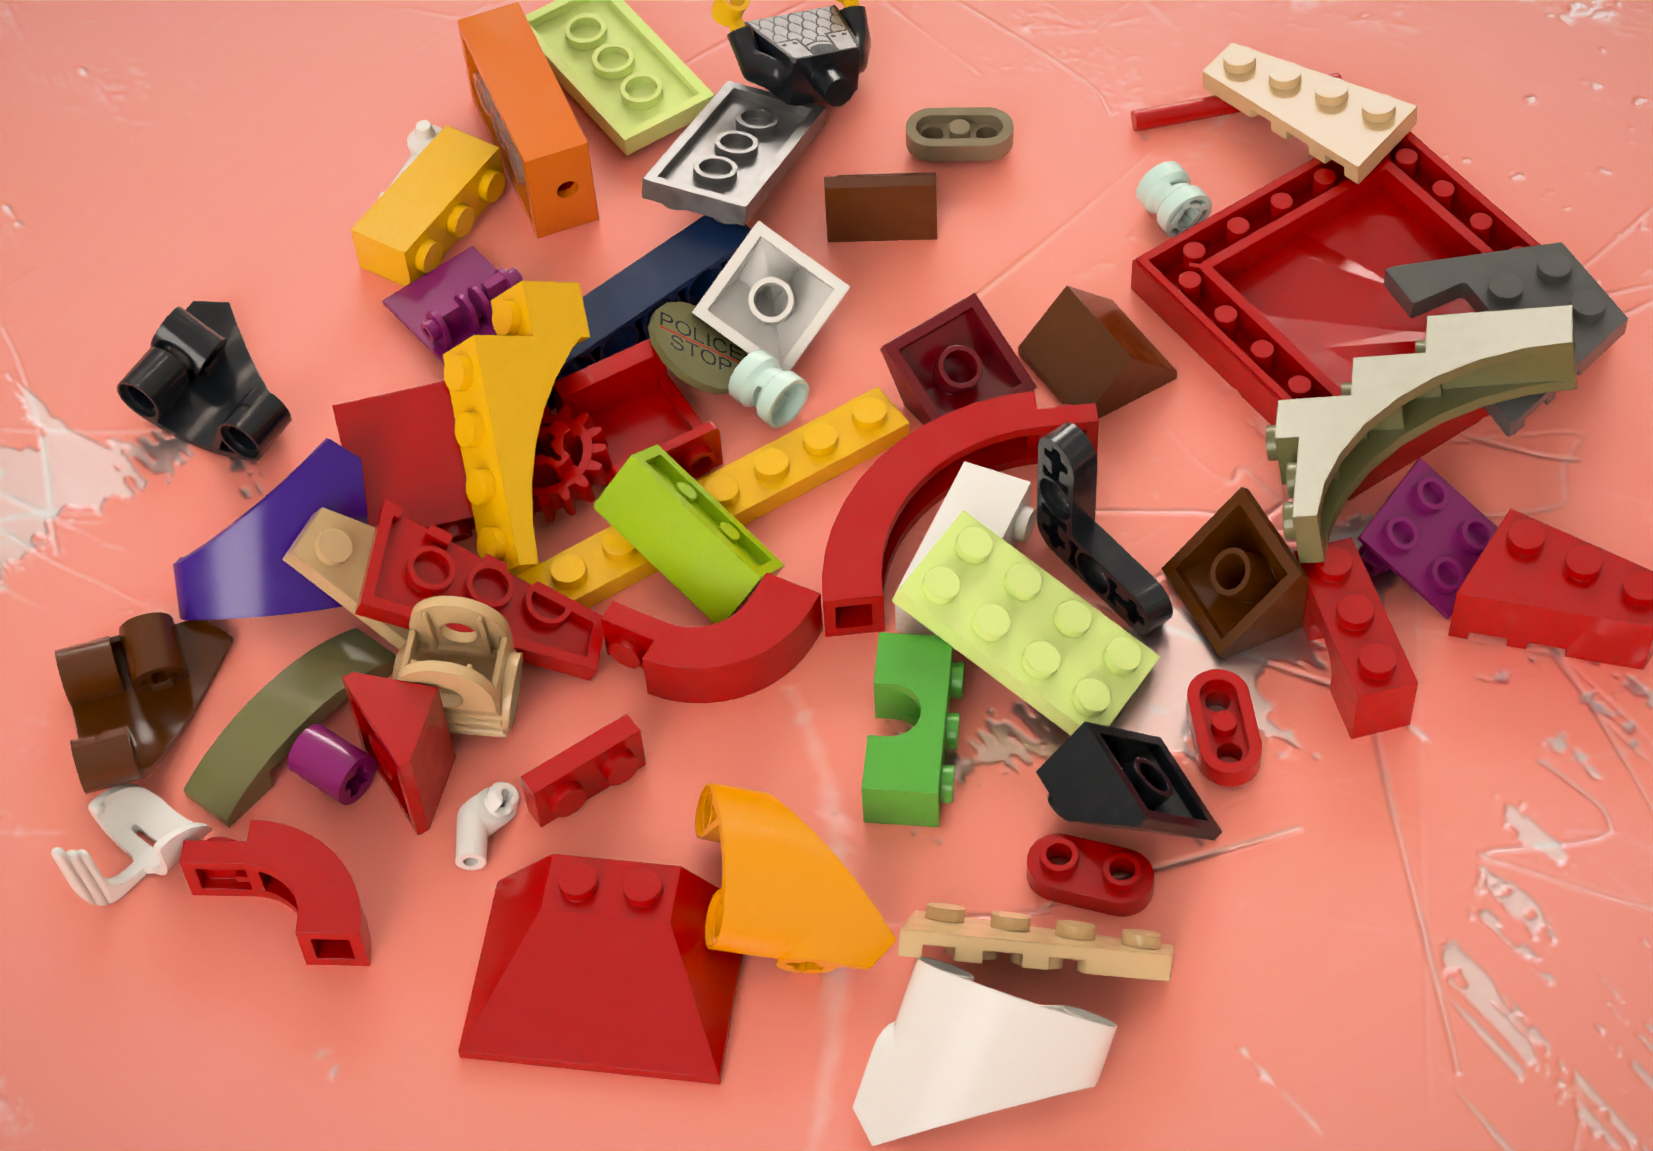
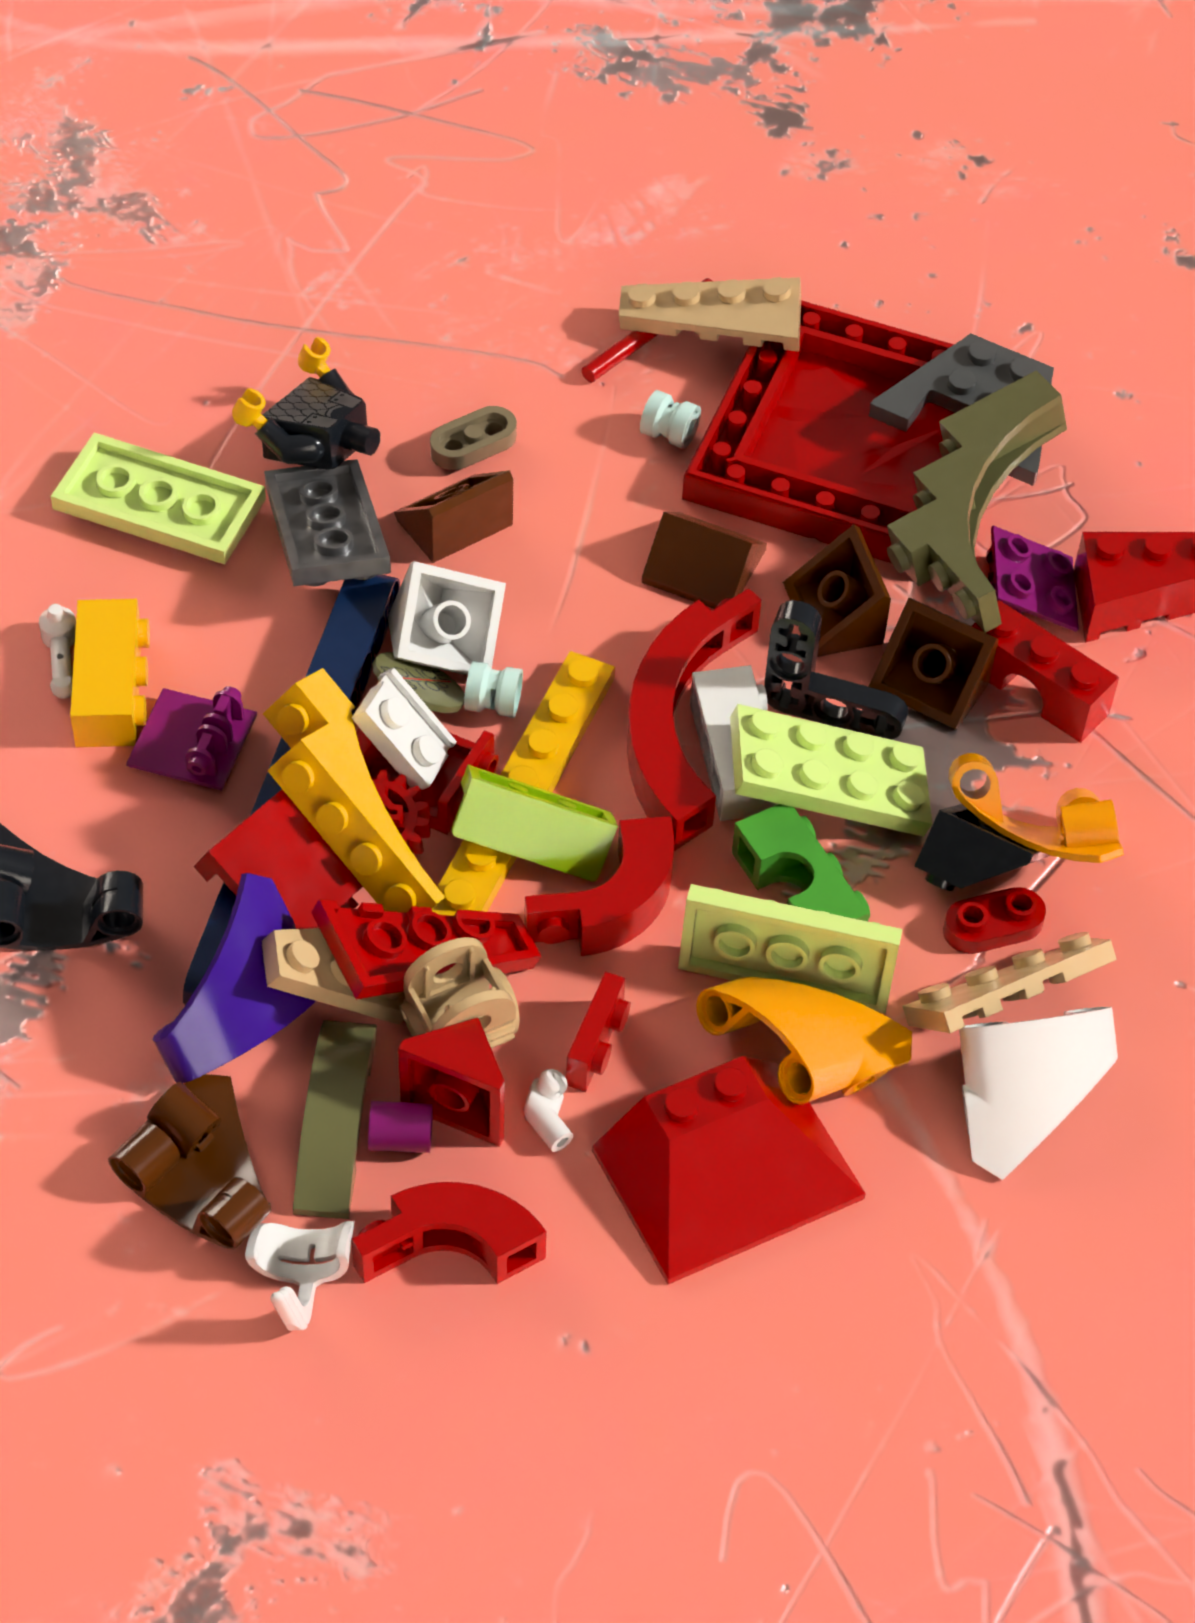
camera: 40 degrees left, 0 degrees up
(529, 120) = (128, 553): orange brick -> none
(631, 383) = (404, 729): none -> white plate
(826, 786) = (761, 938): none -> yellowish green plate
(954, 362) = (617, 612): dark red slope -> none
(1197, 459) = (846, 593): none -> reddish brown slope
(1211, 824) = (1085, 824): none -> light orange panel
(1223, 732) = (1013, 772): red plate -> none

